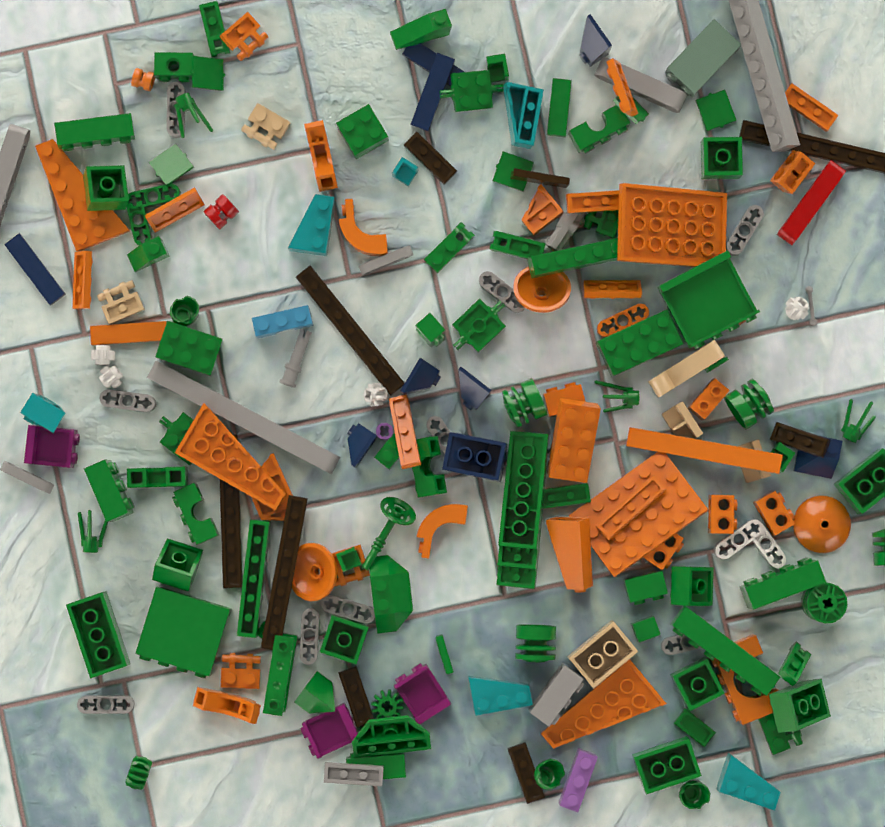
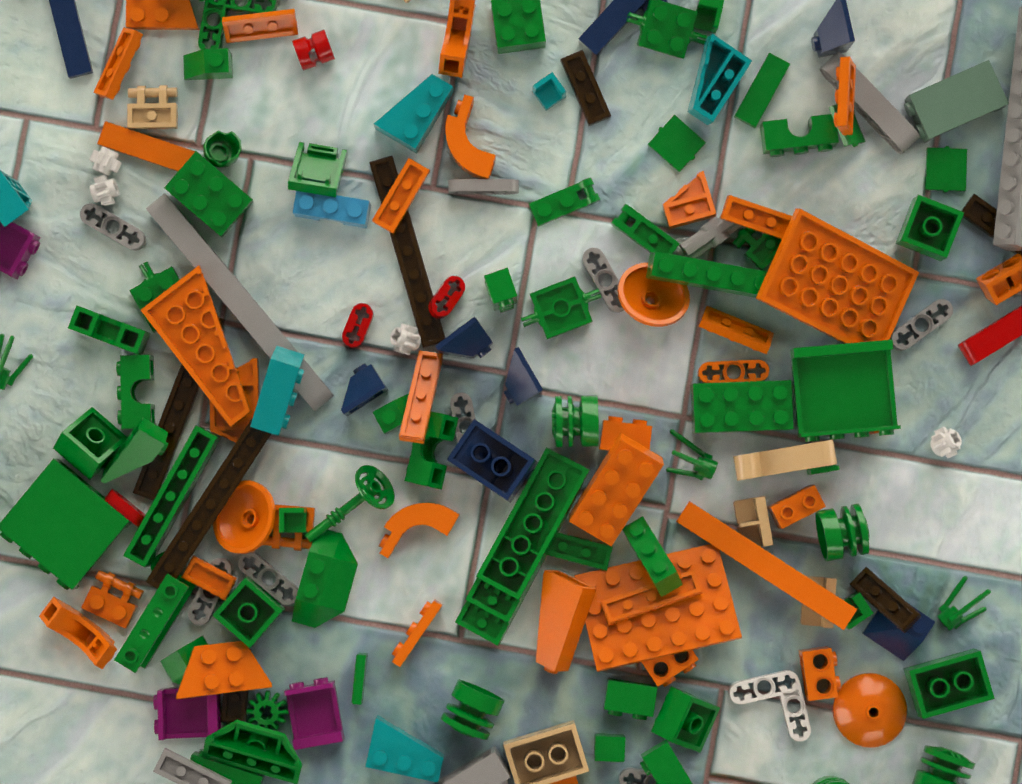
camera: 25 degrees right, 0 degrees up
(109, 490) = (46, 322): green brick -> none
(214, 555) = (137, 450): none -> green slope
(222, 601) = (125, 507): none -> red beam
(260, 298) = (317, 170): none -> container
(293, 366) = (322, 267): light grey pin -> none
(300, 470) = (278, 391): none -> teal wedge
(305, 626) = (209, 577): none -> orange tile
(329, 291) = (401, 195): none -> orange plate
(341, 399) = (352, 323): none -> red beam
(342, 689) = (221, 670): none -> orange wing
(378, 431) = (391, 384): medium lavender bush -> none
(397, 352) = (451, 300): none -> red beam
(470, 603) = (415, 632): none -> orange plate
(540, 178) = (705, 164): dark brown tile -> none
(619, 477) = (652, 556): none -> green arch
(716, 514) = (749, 646): orange brick -> none
(782, 584) = (794, 762): green brick -> none
(813, 321) = (958, 466): light grey hinge -> none

